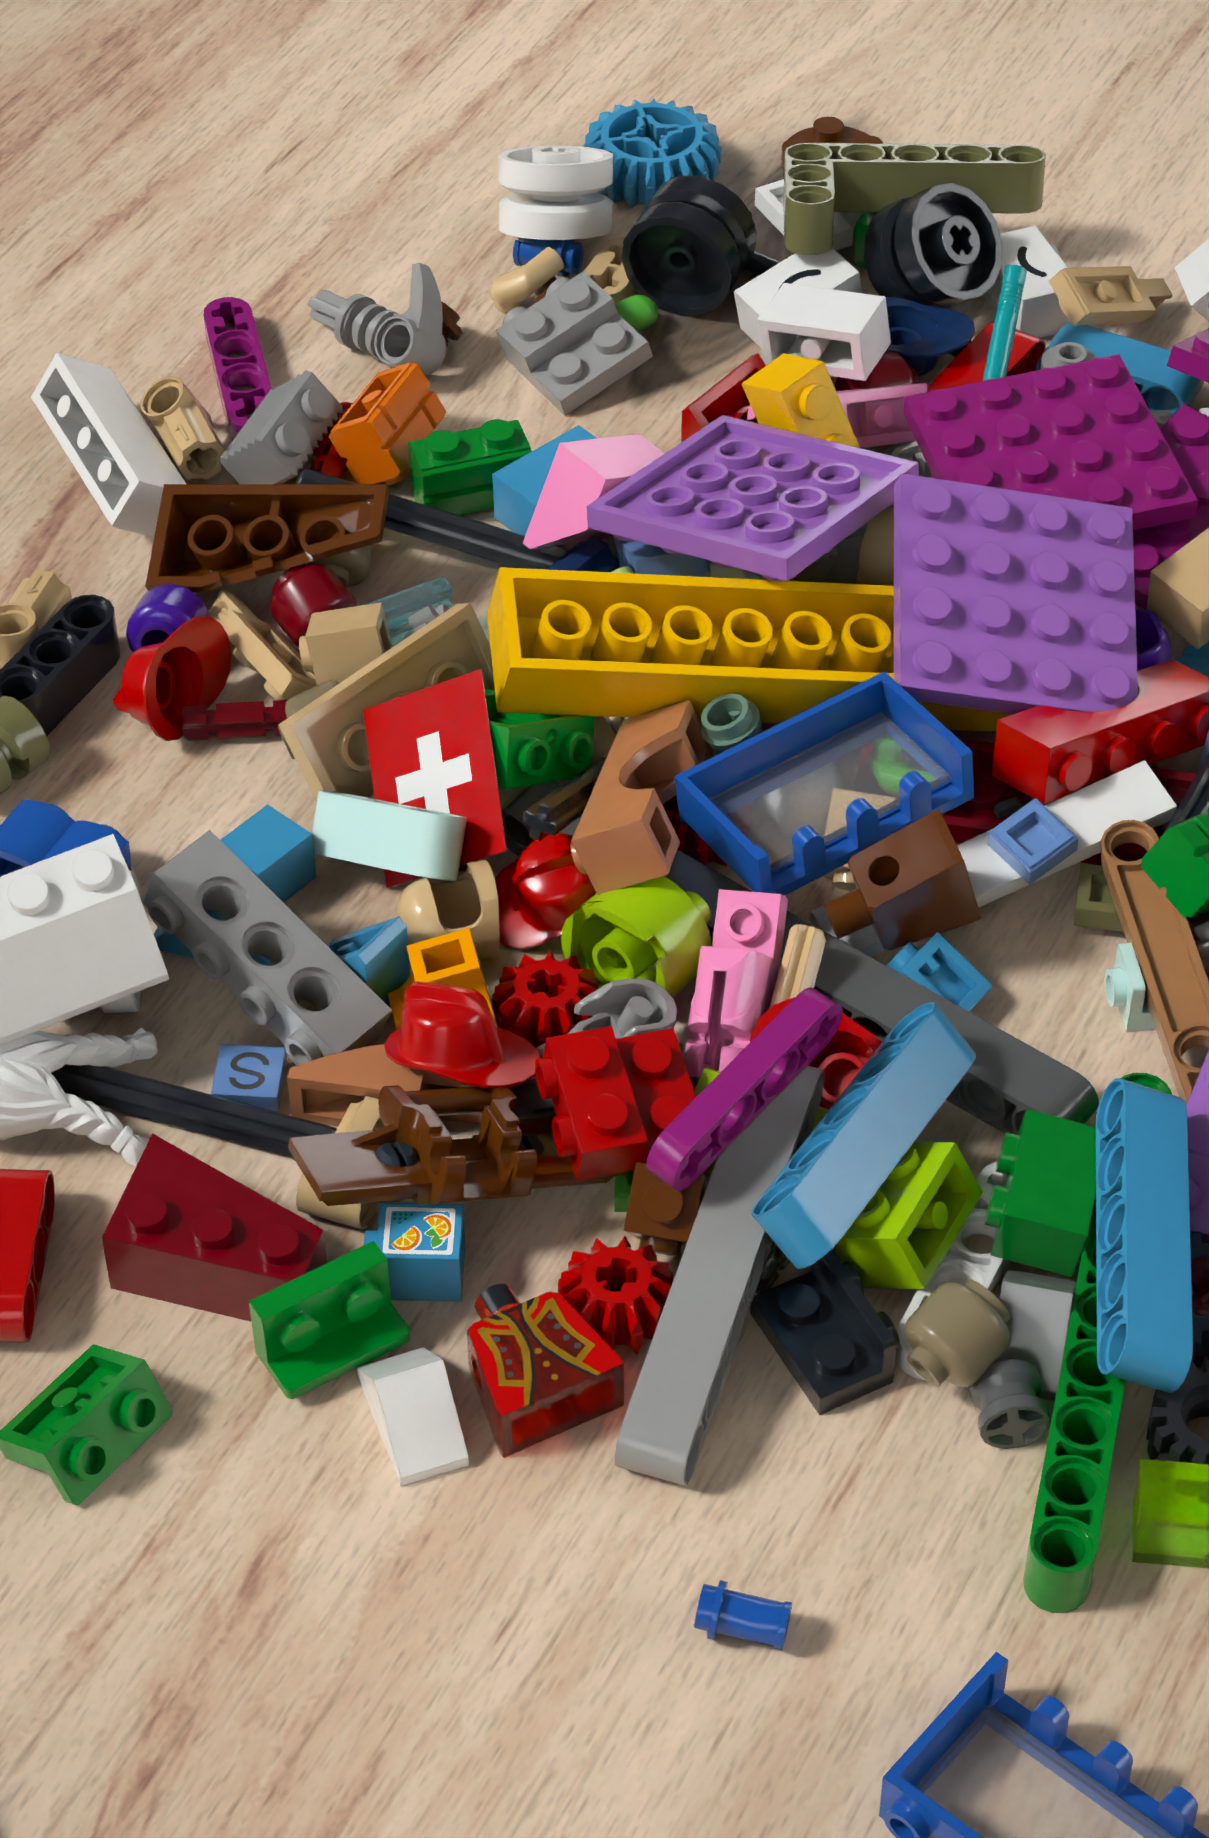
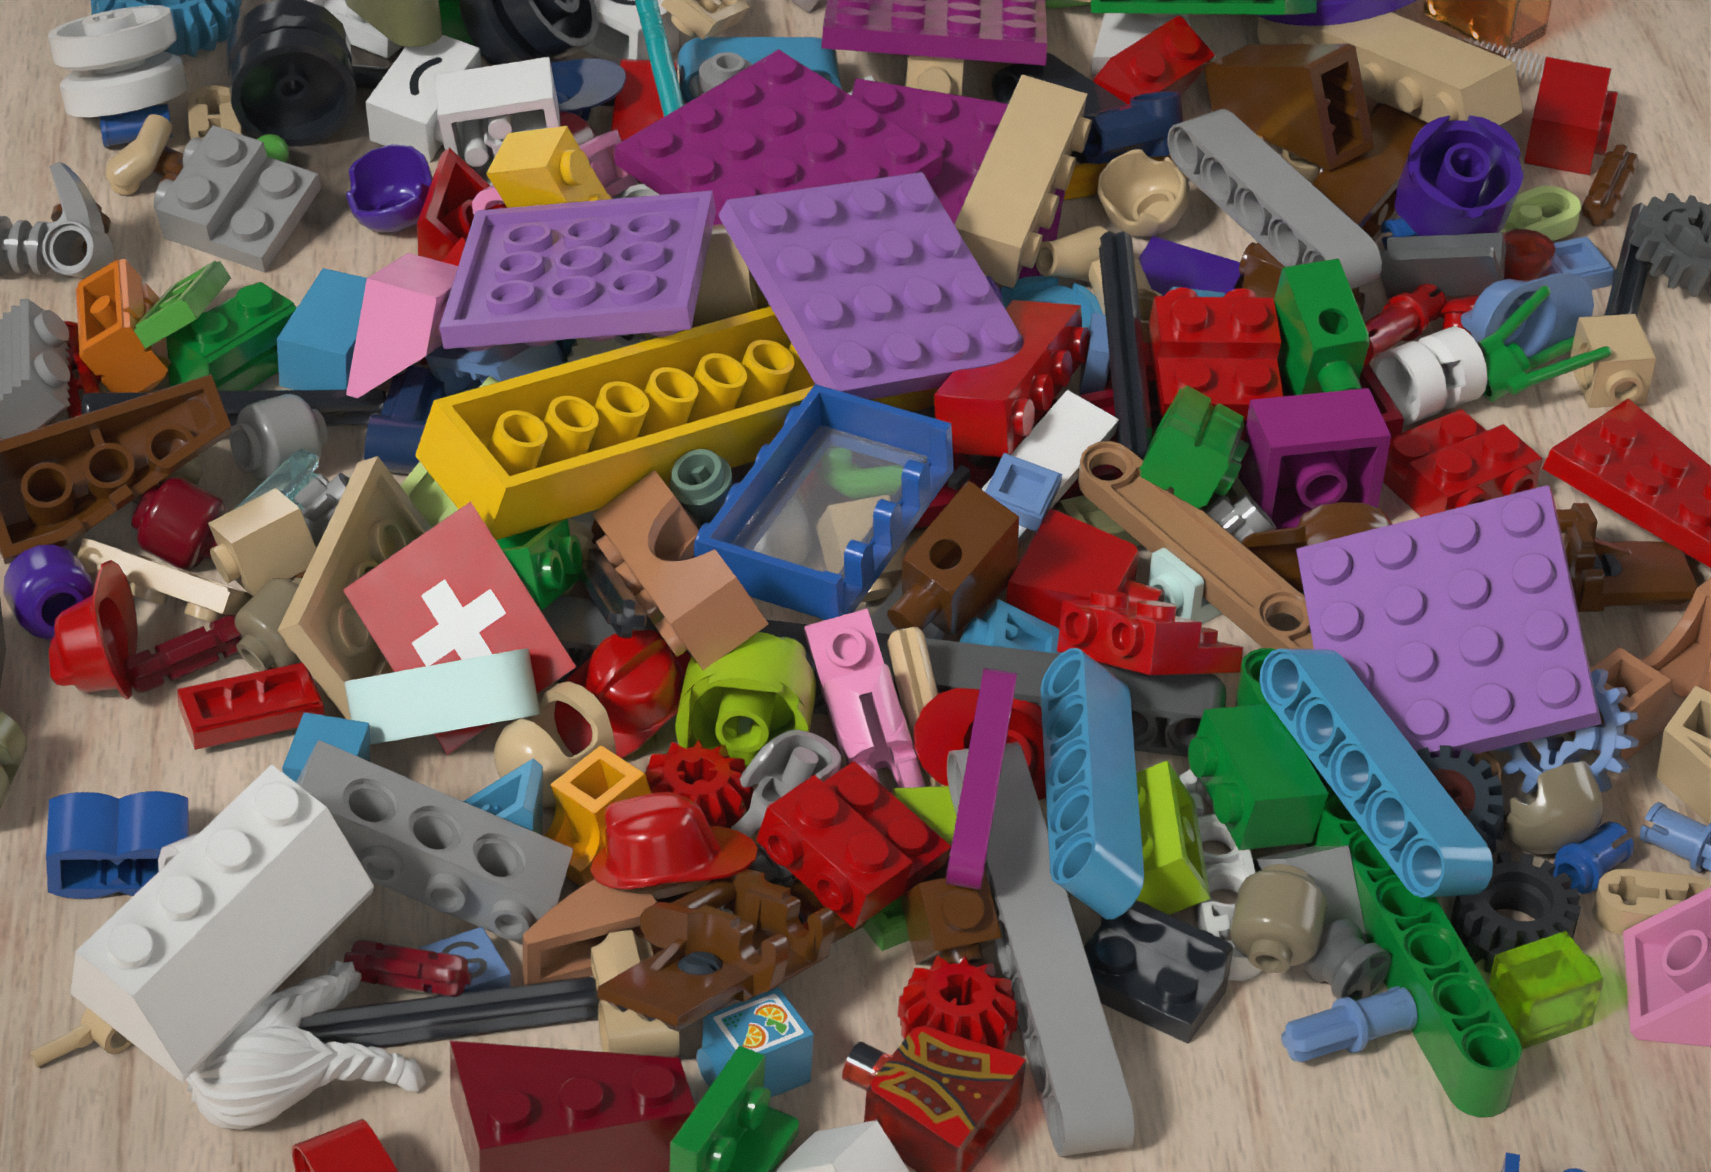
camera: 35 degrees left, 5 degrees down
(193, 1058) = (410, 968): none -> dark red axle
(248, 783) = (248, 705): none -> red plate
(444, 417) = (182, 303): none -> bright green tile
(450, 553) = (274, 431): none -> light grey head
(700, 367) = (389, 188): none -> dark purple hair
(968, 1463) = (1350, 1024): none -> medium blue axle
(1035, 1023) = (1143, 637): none -> red plate
(1038, 946) = (1069, 562): none -> red torso

